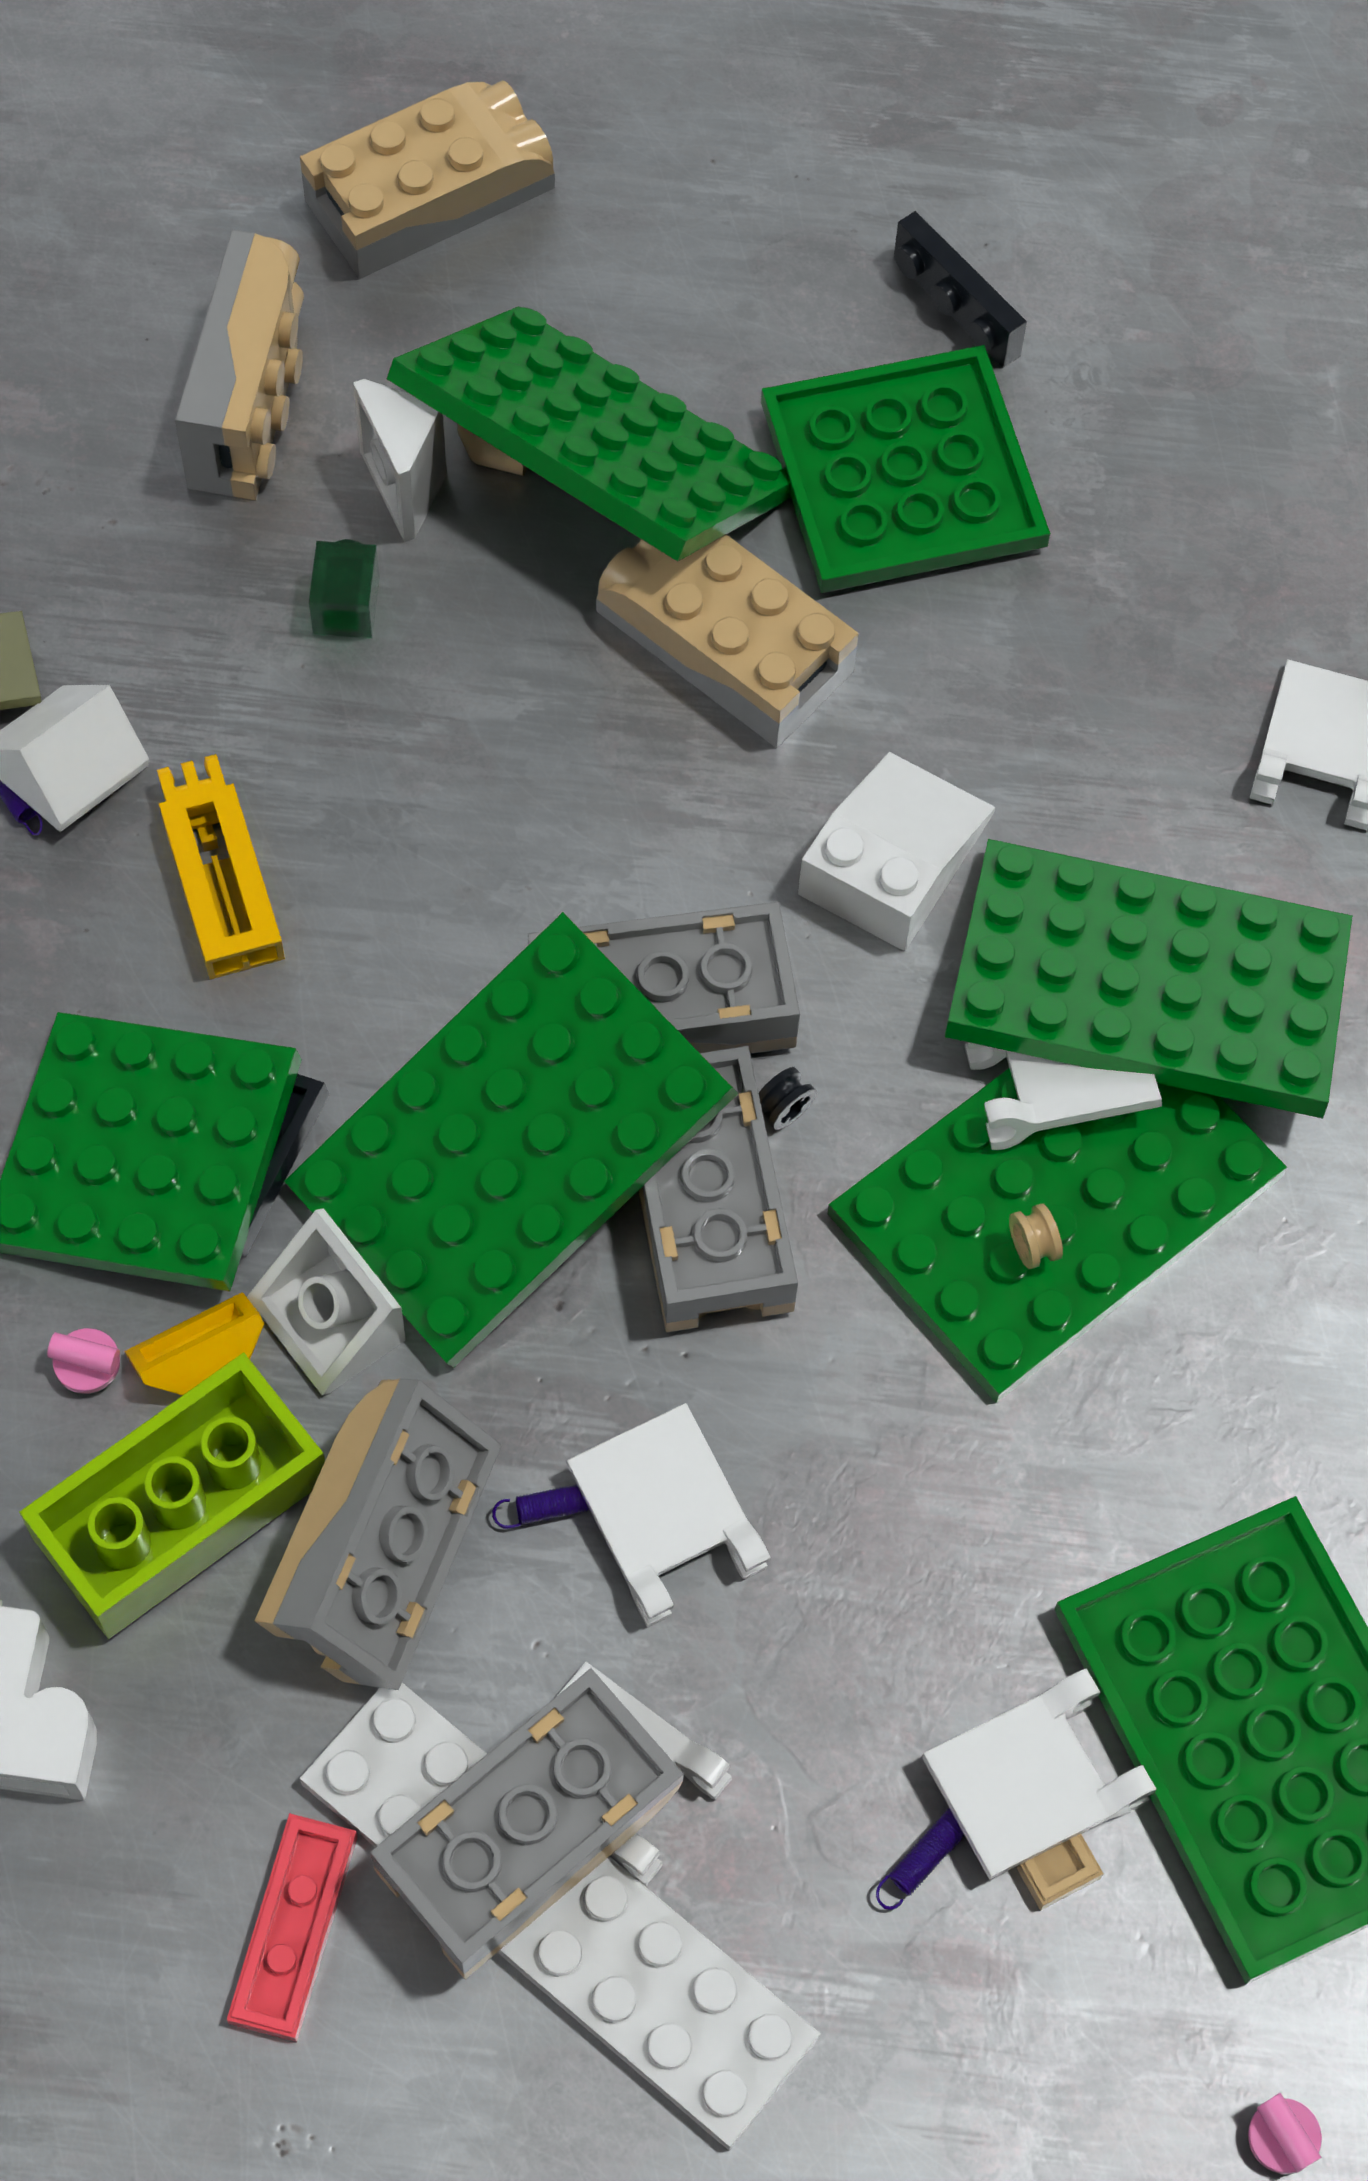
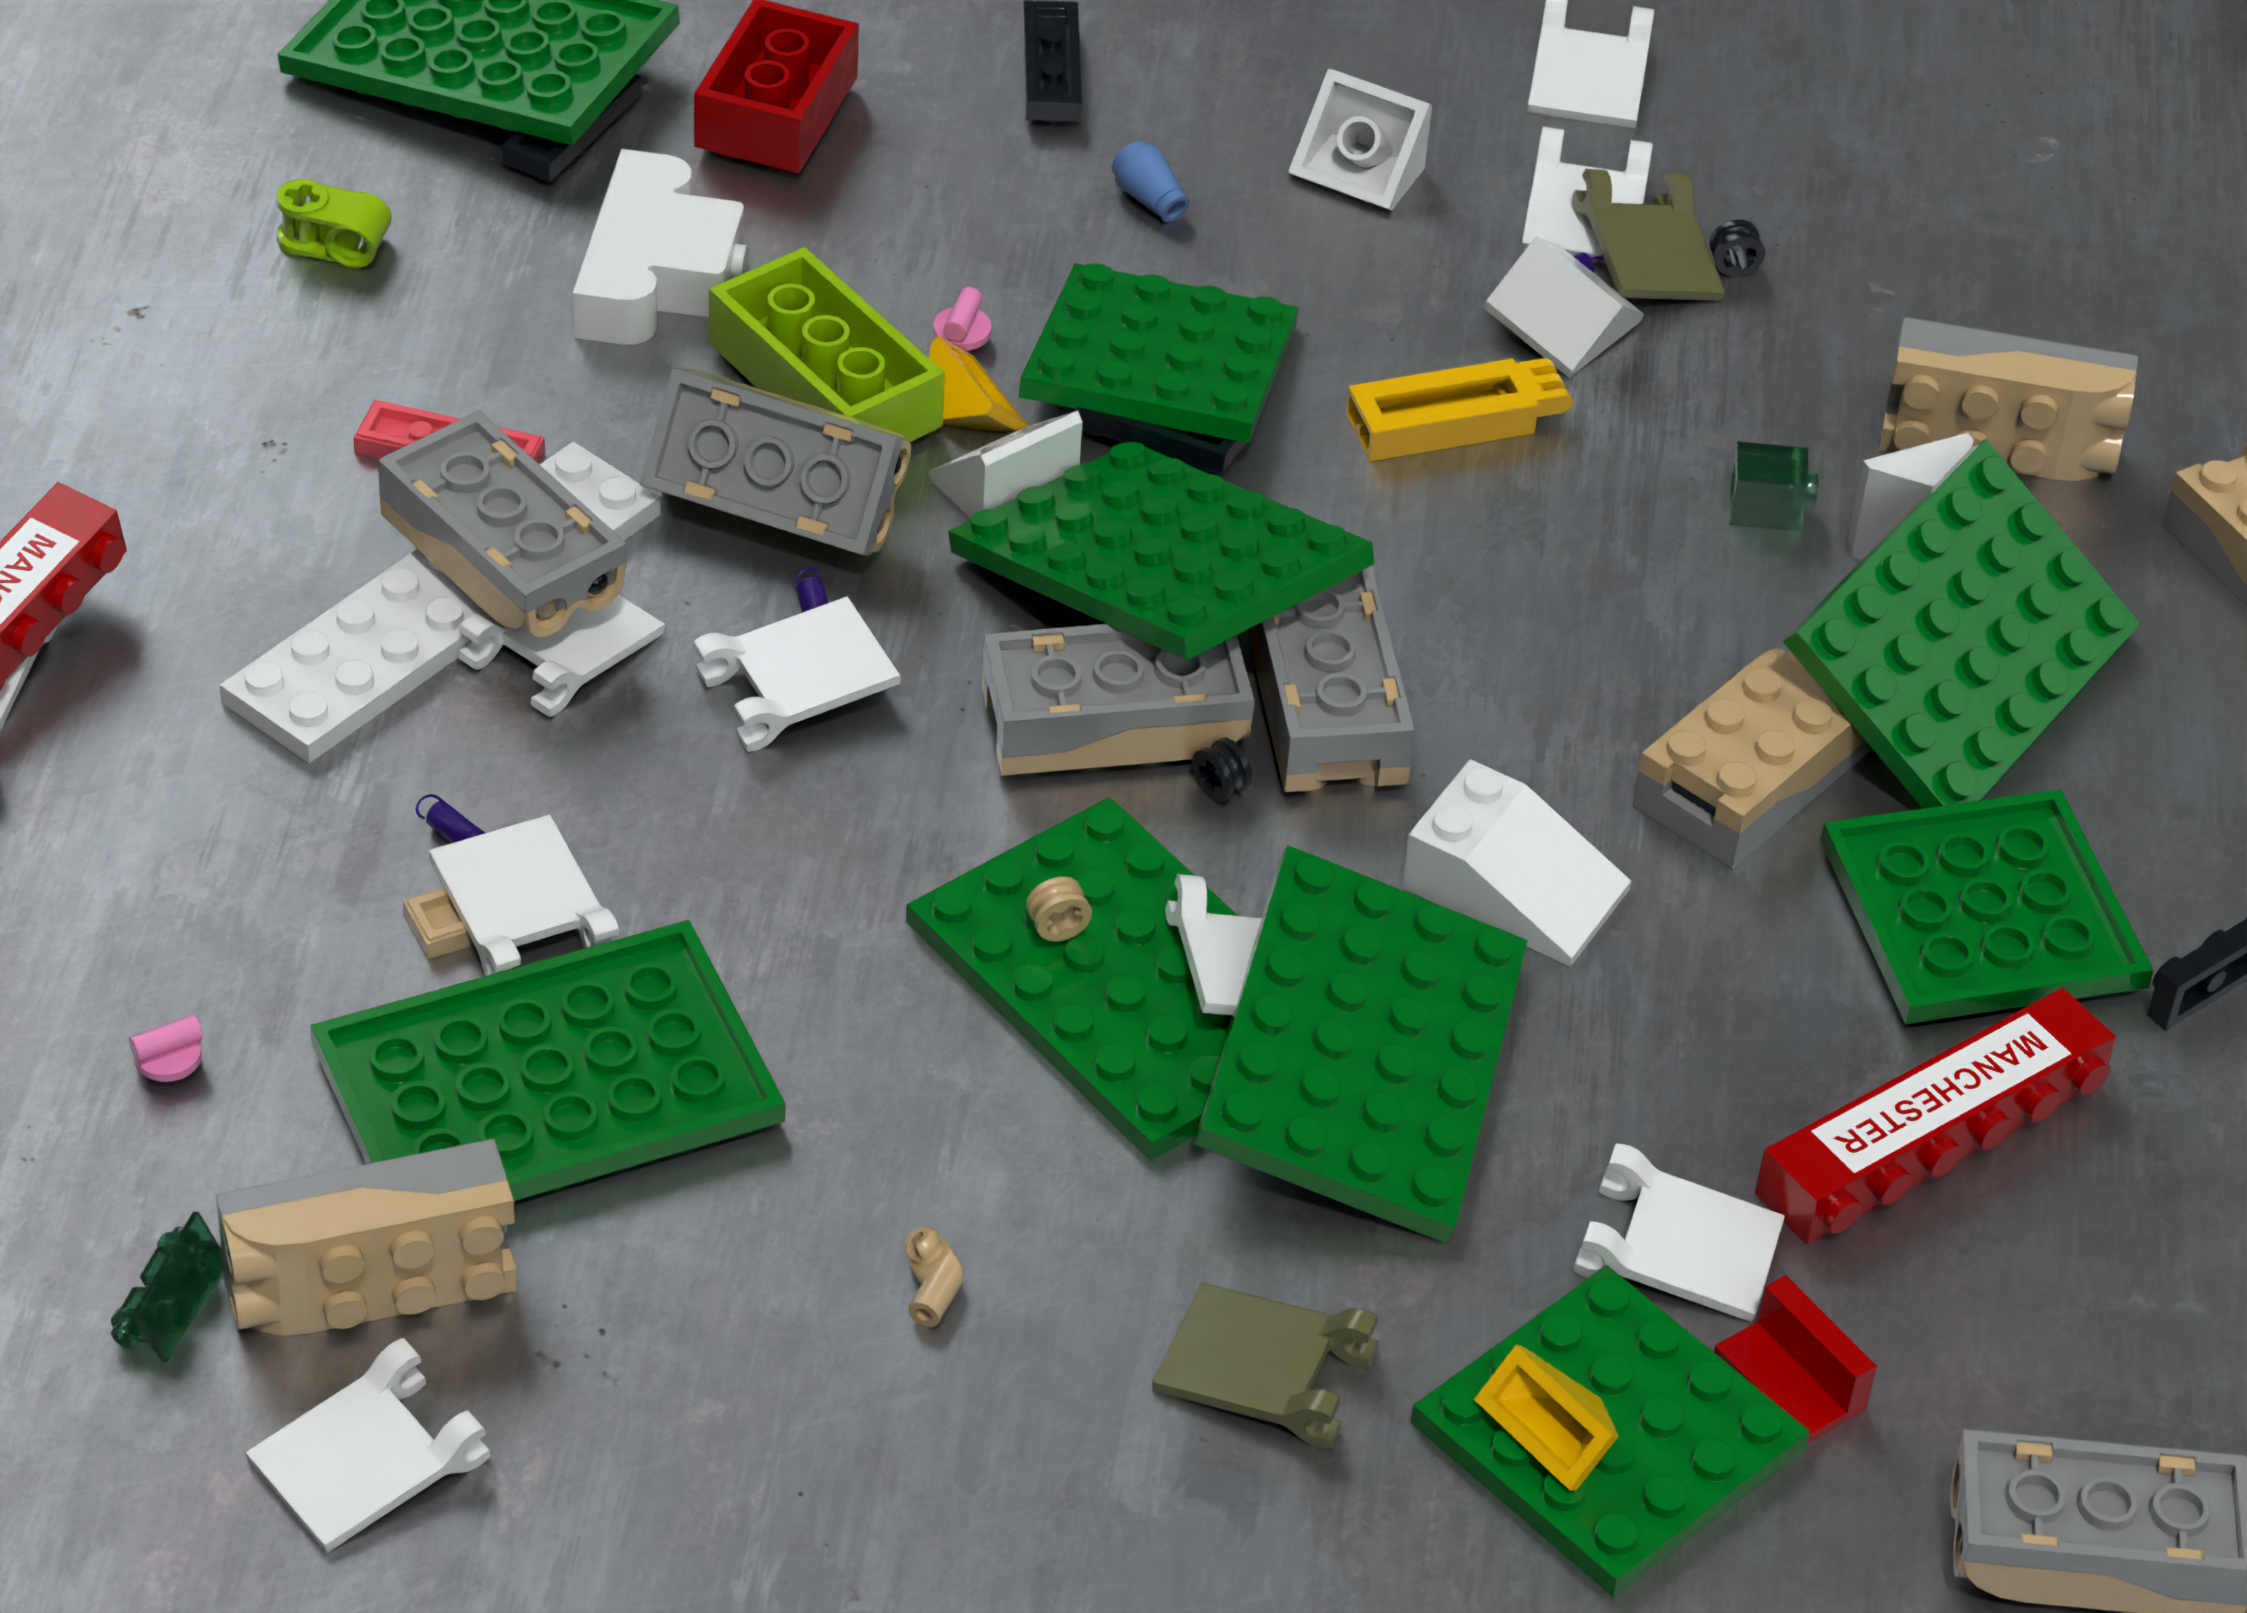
camera: 90 degrees right, 20 degrees down
(1174, 528) = (1935, 1116): none -> red brick

